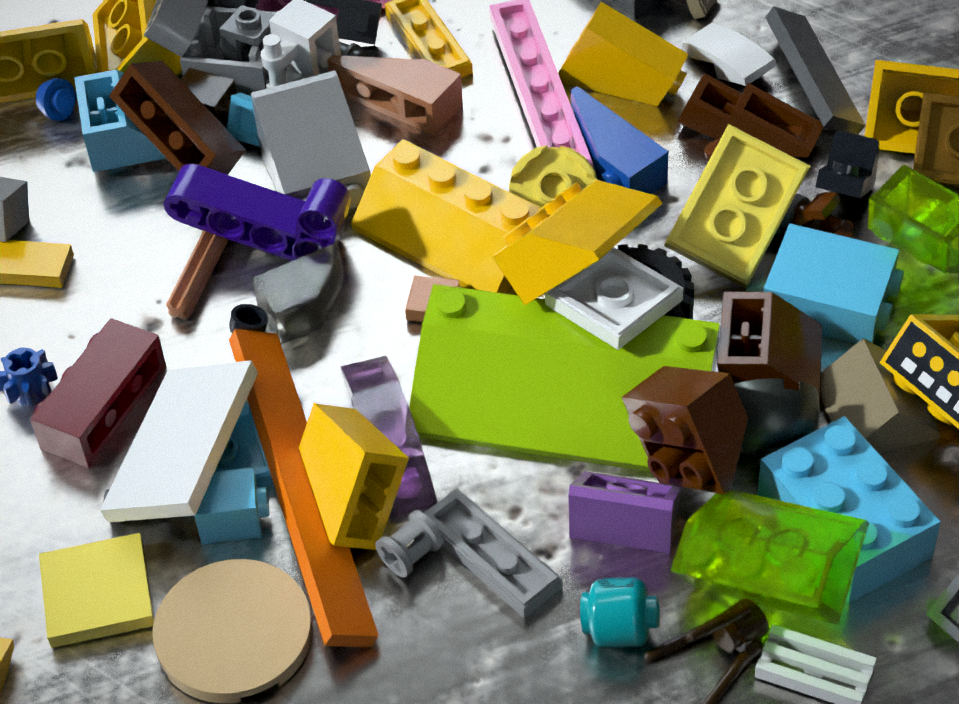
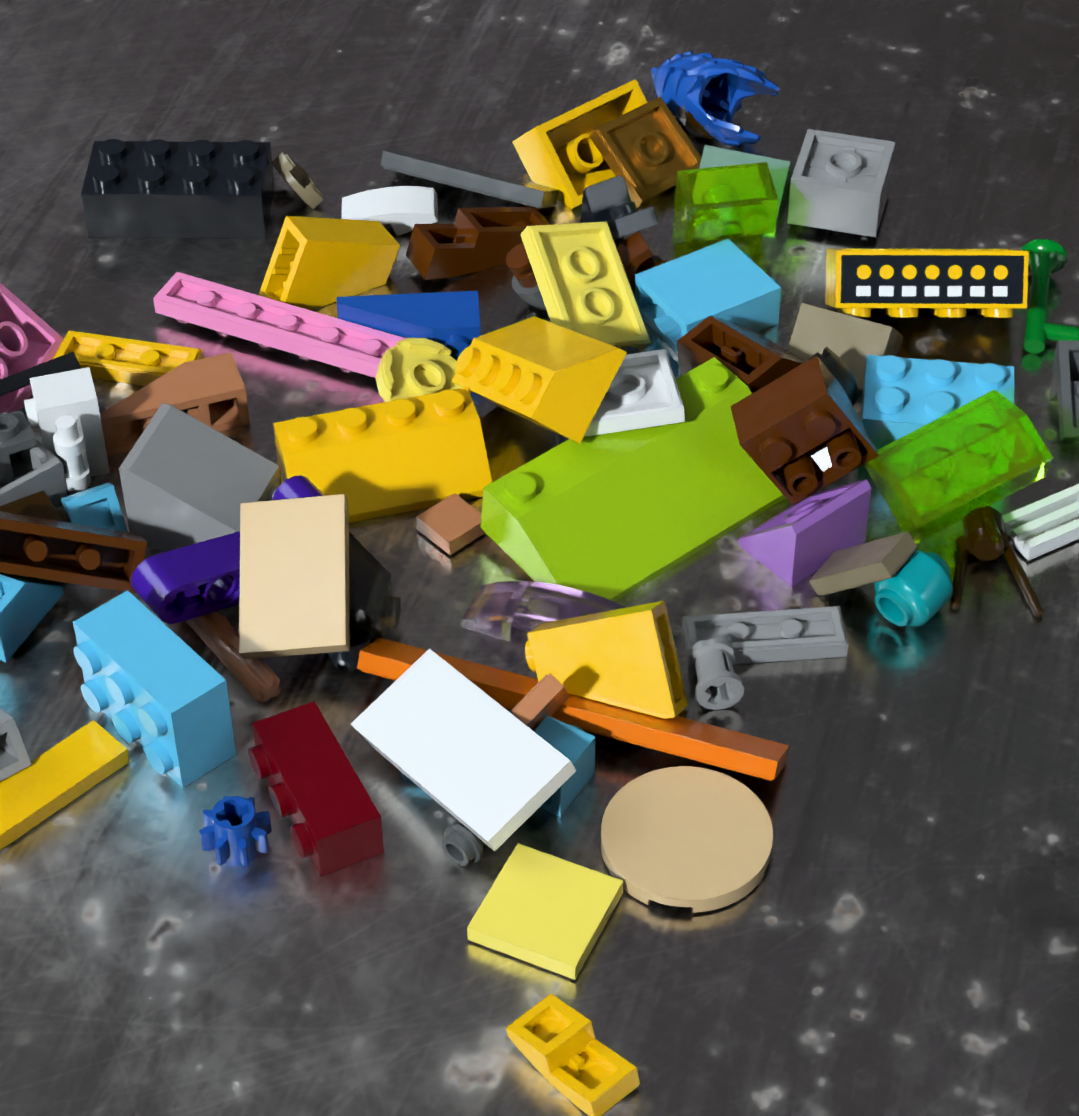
camera: 55 degrees left, 5 degrees down
(98, 249) = (154, 689): none -> medium azure brick
(251, 246) = (294, 577): none -> tan tile
(254, 453) = (540, 701): none -> nougat tile
(604, 562) = (863, 564): none -> dark tan tile

